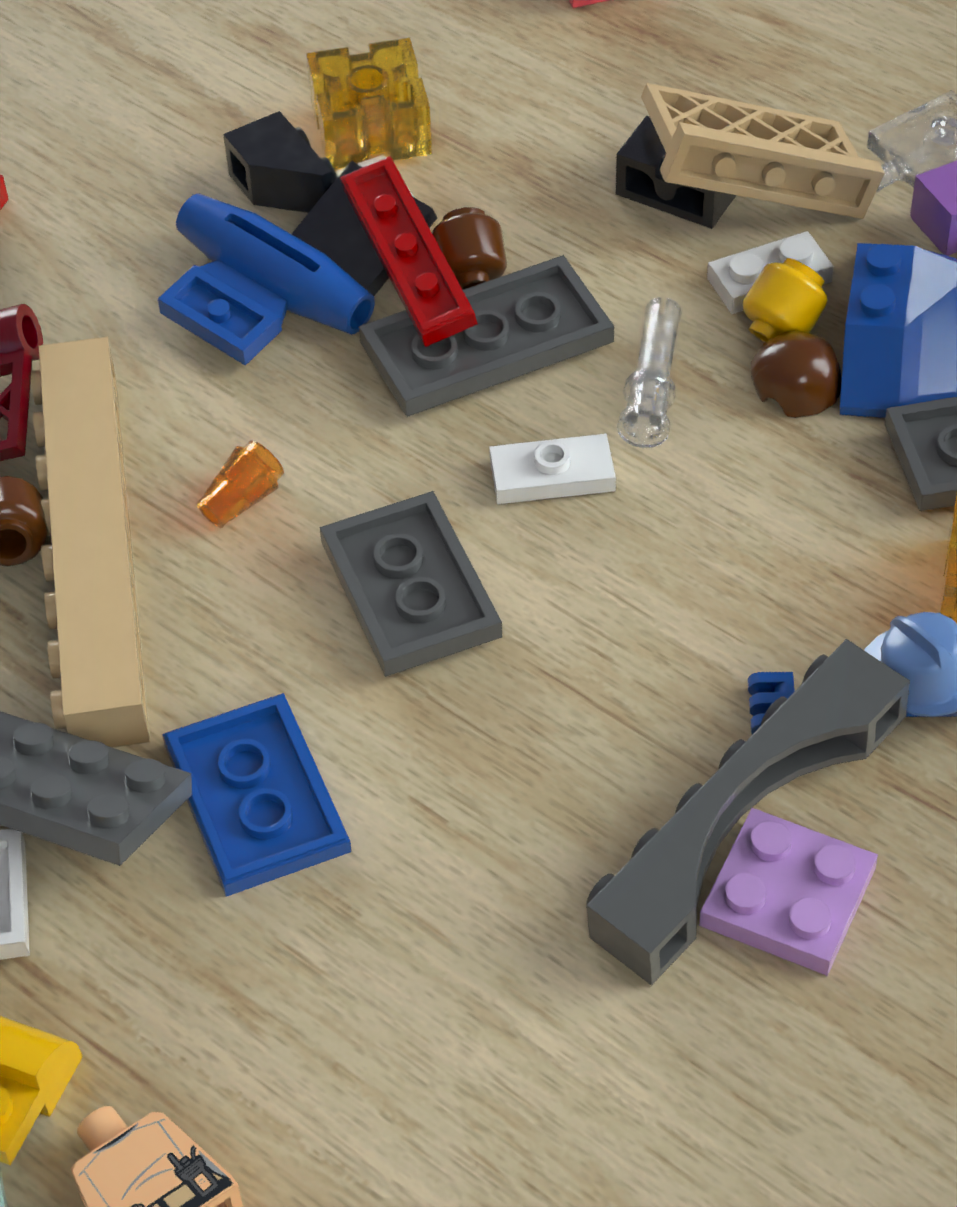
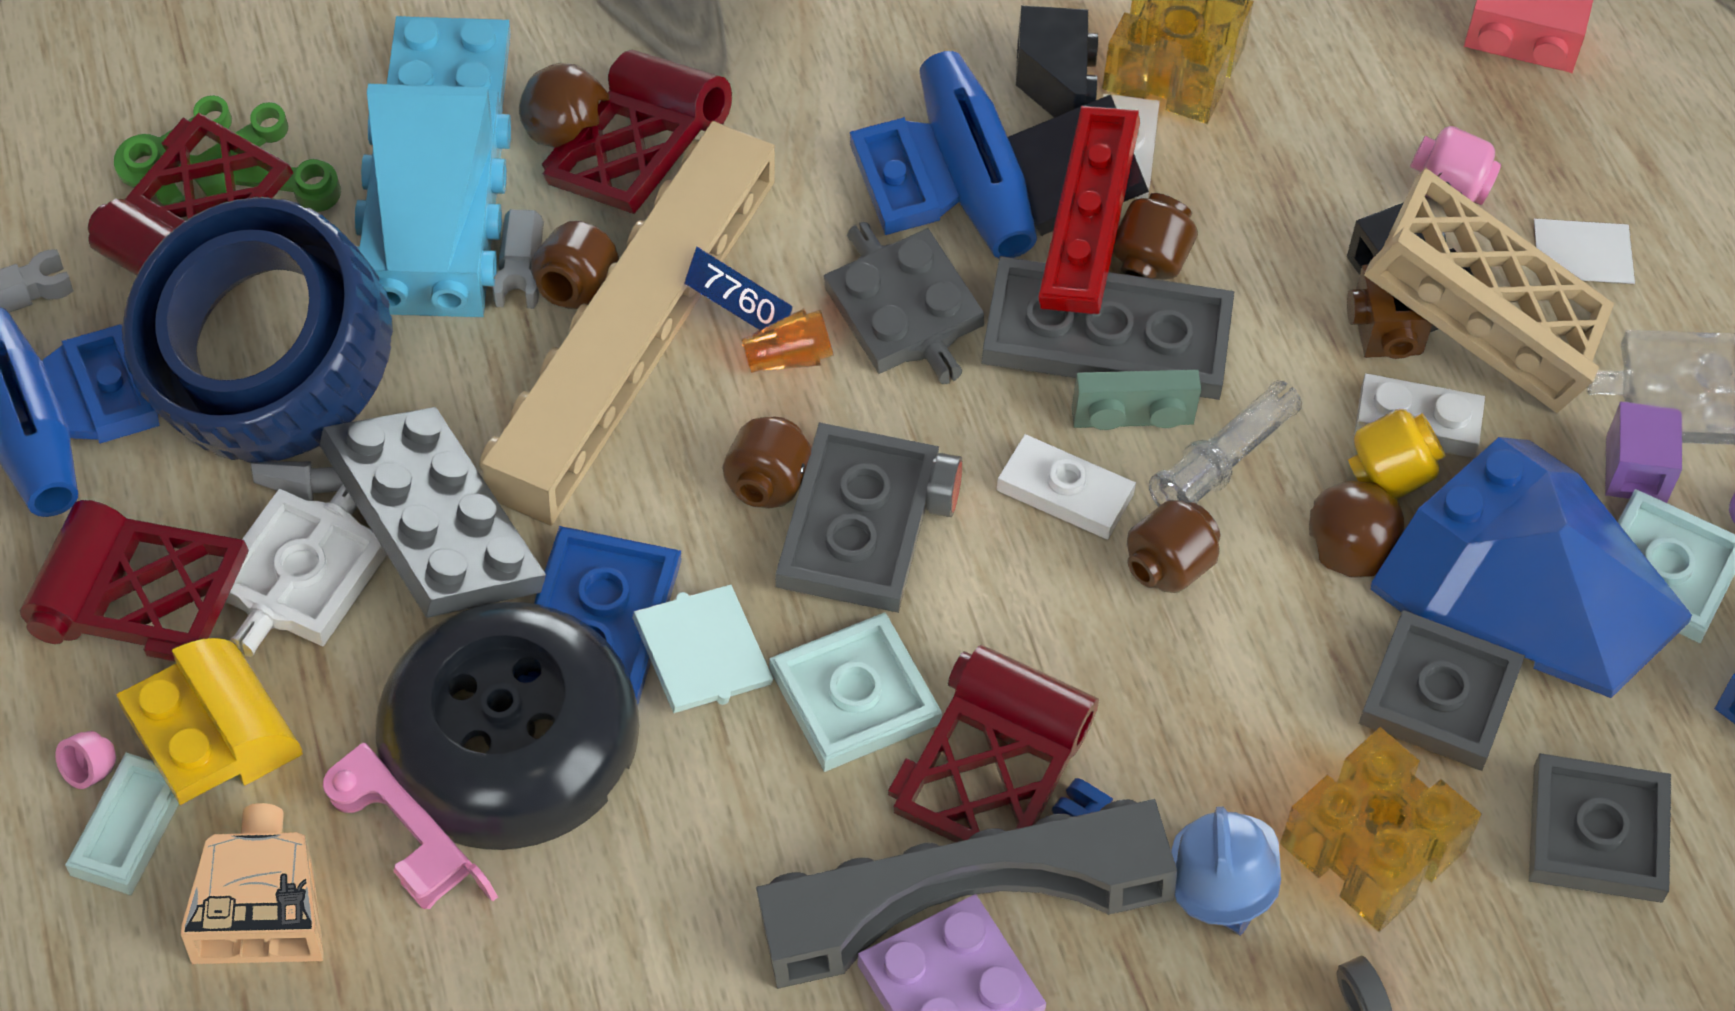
camera: 30 degrees right, 5 degrees up
(164, 467) = (734, 291): none -> clear blue sticker
(287, 1062) = (438, 862): none -> bright pink piece
(296, 961) = (523, 785): none -> black brick
(302, 578) = (769, 460): none -> reddish brown head
(305, 404) = (904, 301): none -> dark grey plate
(367, 757) = (702, 648): none -> light aqua piece
(462, 516) = (944, 484): none -> dark grey tile
(518, 717) = (855, 691): none -> light aqua tile
(554, 372) = (1135, 399): none -> sand green plate
(632, 75) = (1460, 161): none -> bright pink head
(654, 651) = (1009, 704): none -> dark red piece
(676, 458) = (1173, 546): none -> reddish brown head
(686, 218) = (1380, 326): none -> reddish brown bracket
(788, 92) = (1588, 249): none -> white sticker

